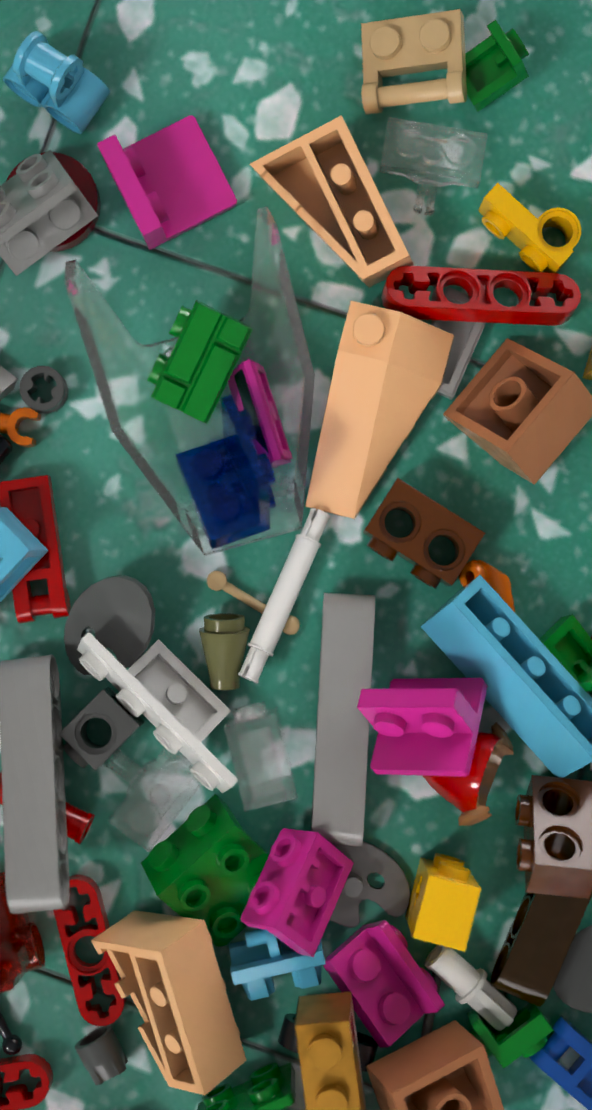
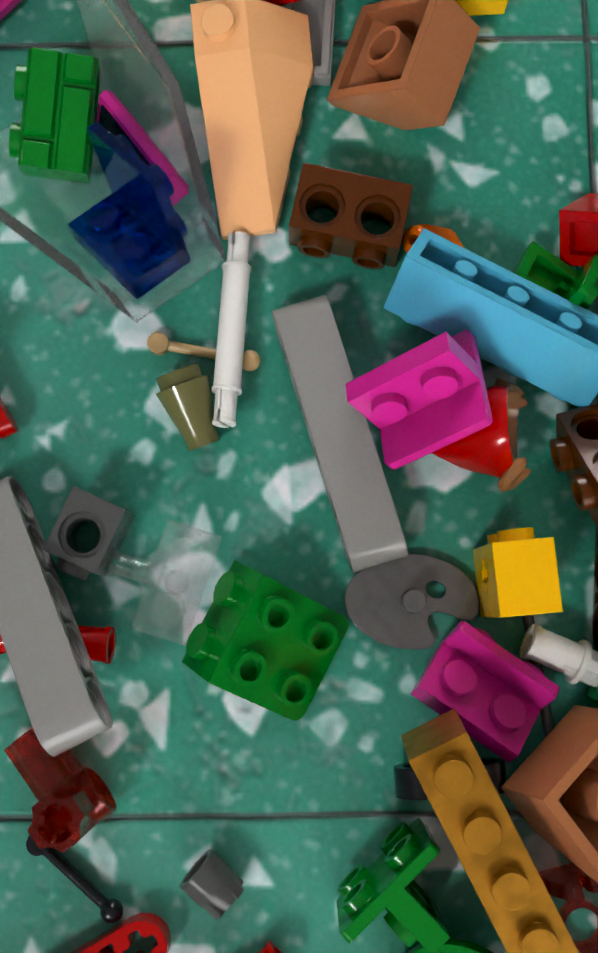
camera: 20 degrees left, 5 degrees down
(85, 990) = (195, 803): red beam -> none
(119, 614) = (68, 407): dark grey piece -> none
(170, 699) = (148, 474): white bracket -> none
(180, 994) = (273, 786): light nougat wedge -> none
(260, 756) = (265, 490): clear hips -> none
(266, 956) = (357, 700): medium azure hips -> none
(298, 889) = (357, 621): dark pink bracket -> none

